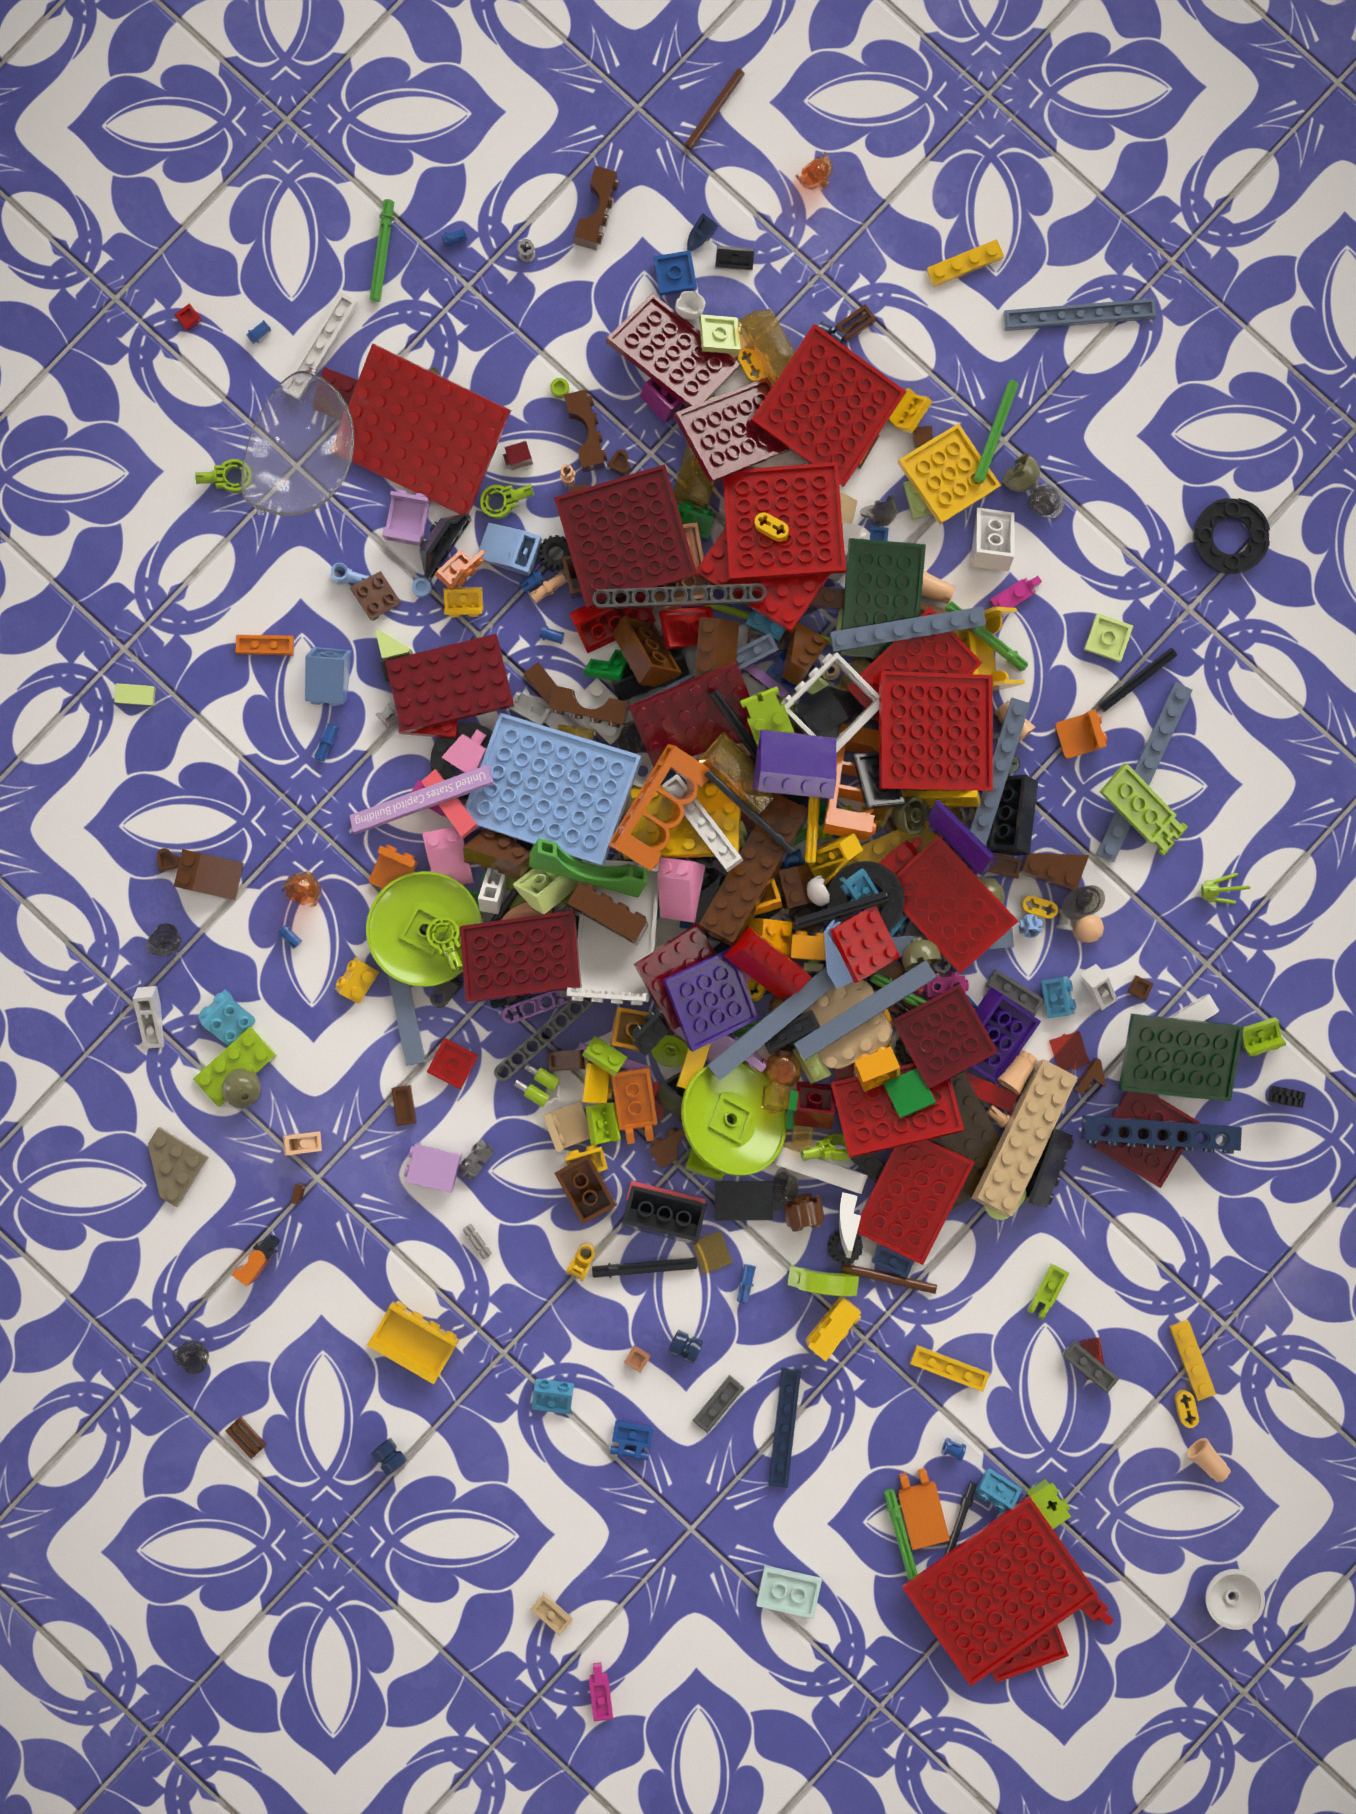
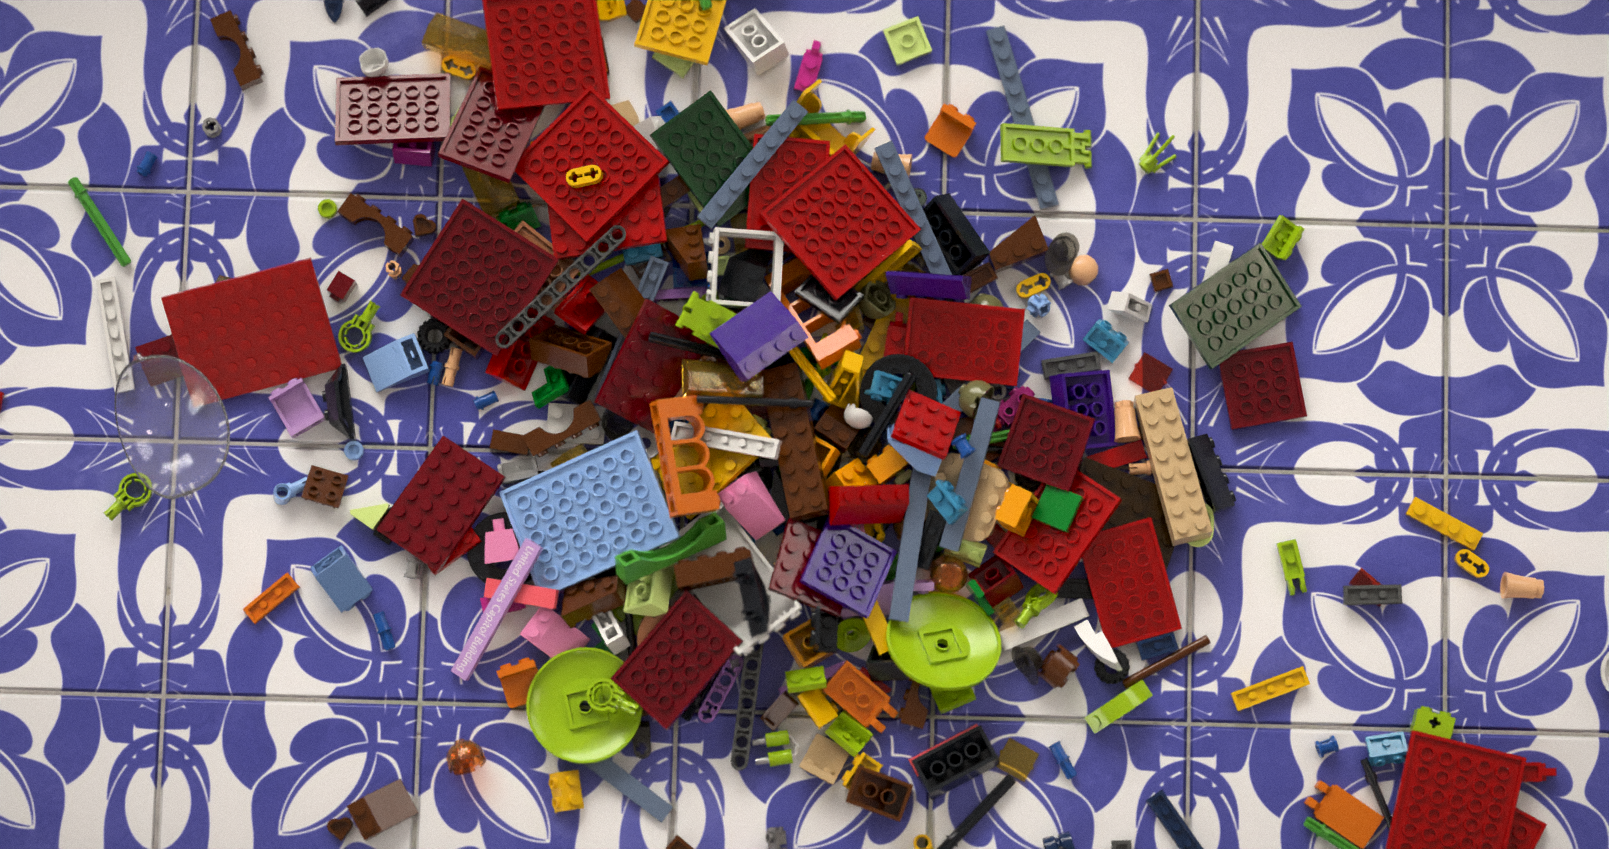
camera: 40 degrees left, 5 degrees down
(135, 694) = (203, 723): yellowish green tile -> none
(258, 332) = (57, 364): blue pin -> none
(289, 936) = (485, 802): blue pin -> none
(452, 1063) = (695, 789): red plate -> none
(458, 568) = (372, 411): orange bracket -> none
(463, 601) = (396, 433): yellow bracket -> none
(617, 961) = (753, 596): none -> black connector
(675, 272) = (340, 47): blue plate -> none
(719, 334) = (415, 65): yellowish green plate -> none
(743, 1200) = (1006, 699): black tile -> none
(775, 1098) = (961, 600): clear yellow brick -> none
(829, 1016) = (947, 501): none -> dark azure bracket
(833, 1327) = (1156, 733): yellow wedge -> none
(878, 985) = (963, 446): none -> blue bush
(881, 513) = (654, 94): clear smoke piece -> none
(1093, 1072) = (1182, 373): reddish brown slope -> none
(1137, 680) = (956, 53): black axle -> none
(1230, 1134) = (1321, 330): dark blue brick -> none
(1286, 1096) = (1338, 267): black tyre -> none

